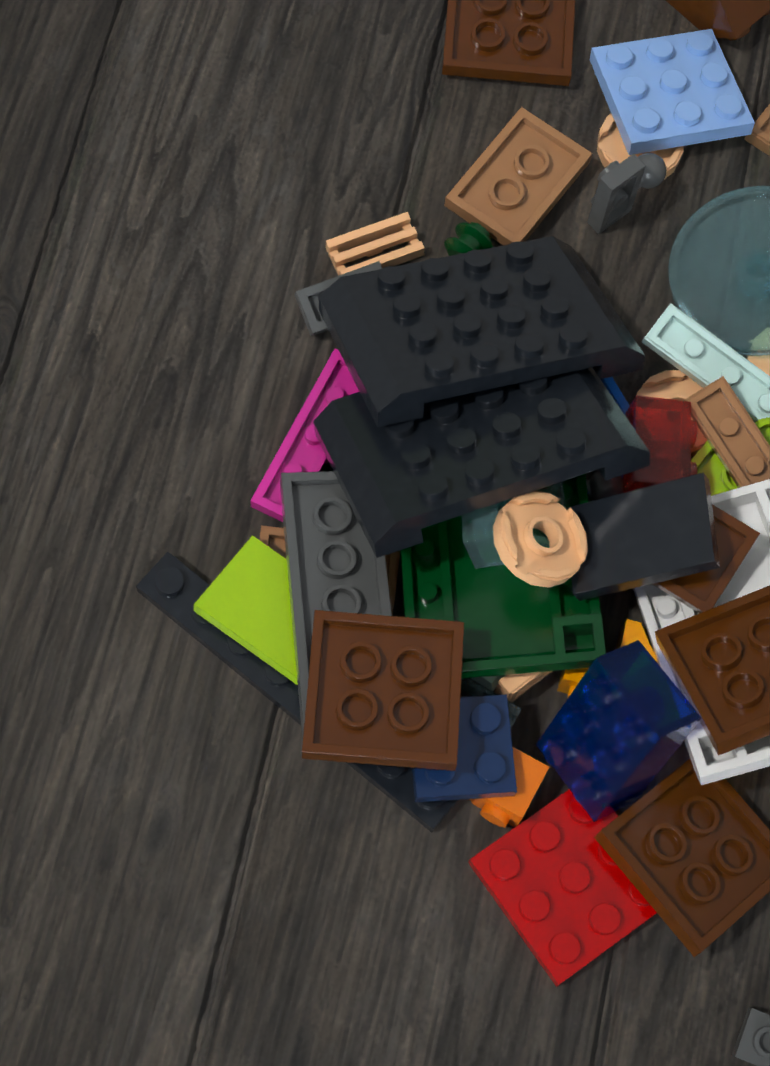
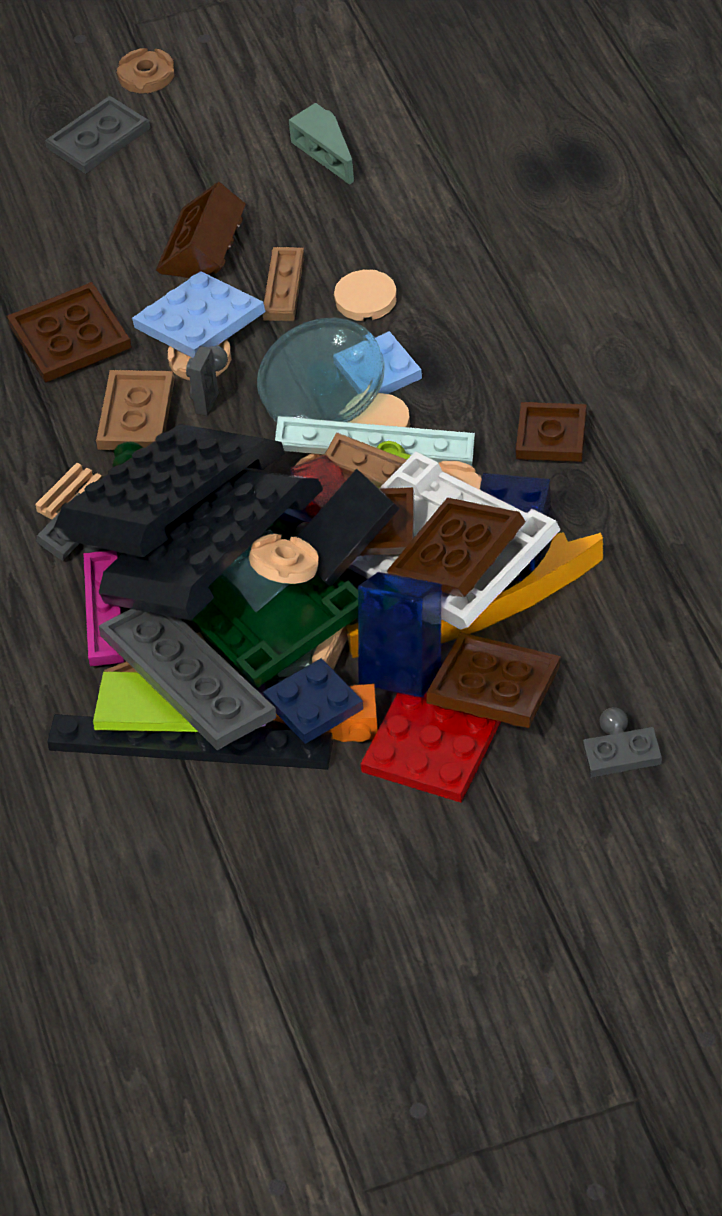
camera: 20 degrees left, 20 degrees down
(384, 690) = (244, 684): reddish brown plate -> none

